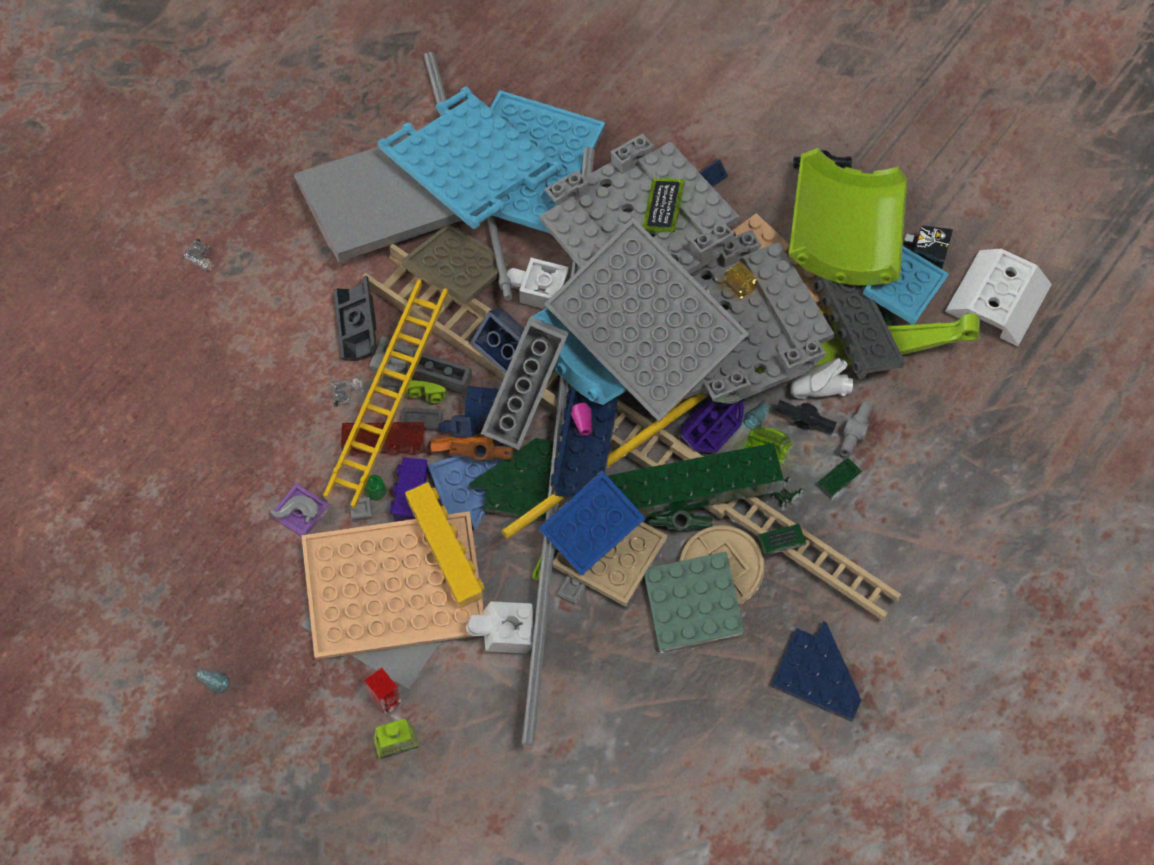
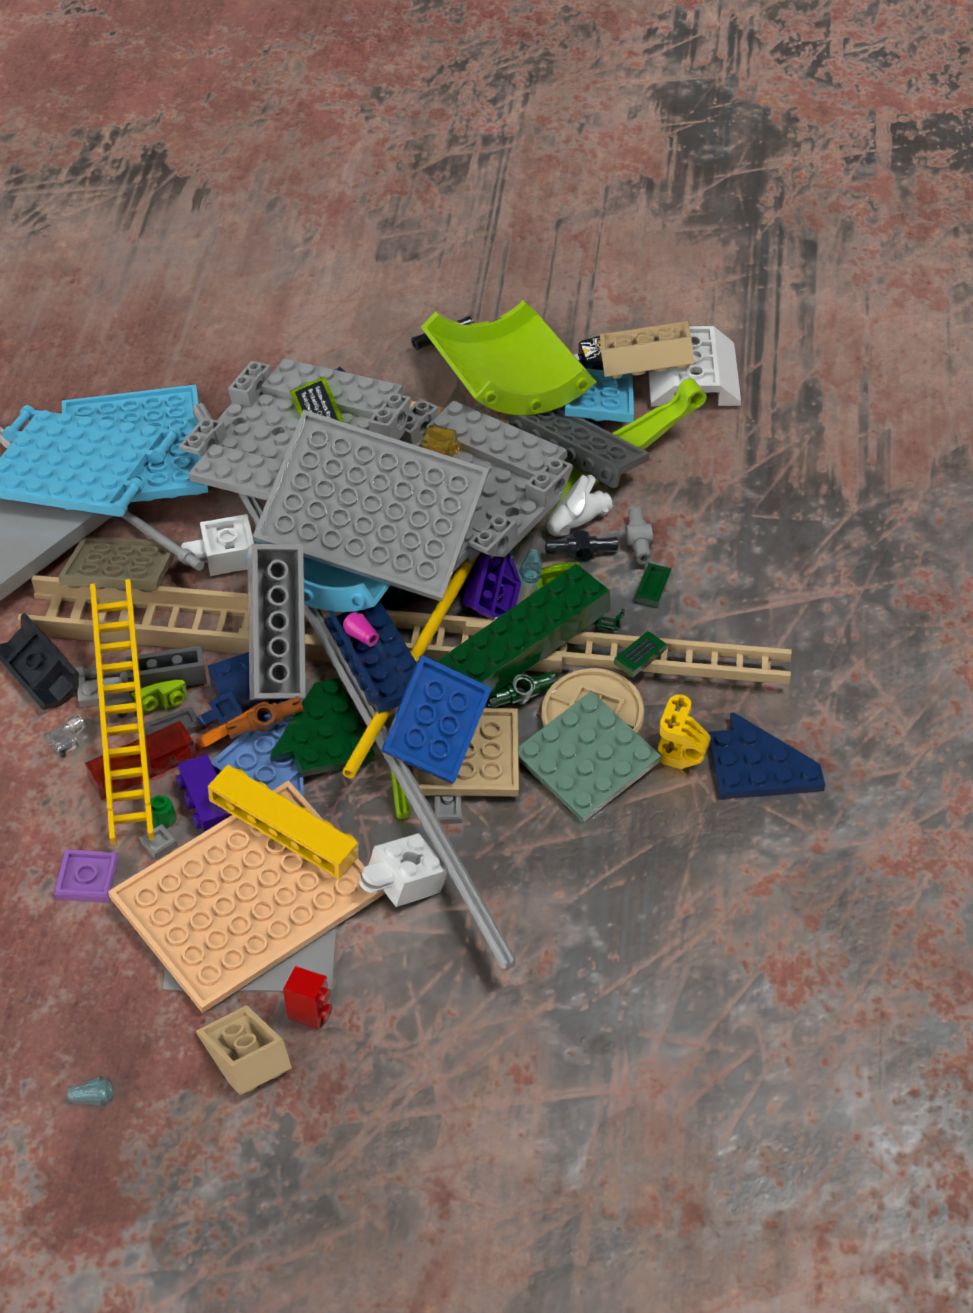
camera: 30 degrees left, 15 degrees down
(302, 503) = (86, 863): light grey piece -> none
(324, 703) = (245, 1049): none -> tan slope
(395, 738) = (351, 1042): lime torso -> none
(498, 338) = (217, 606): dark blue slope -> none
(768, 623) = (682, 734): none -> yellow piece
(965, 263) = (646, 349): none -> tan slope

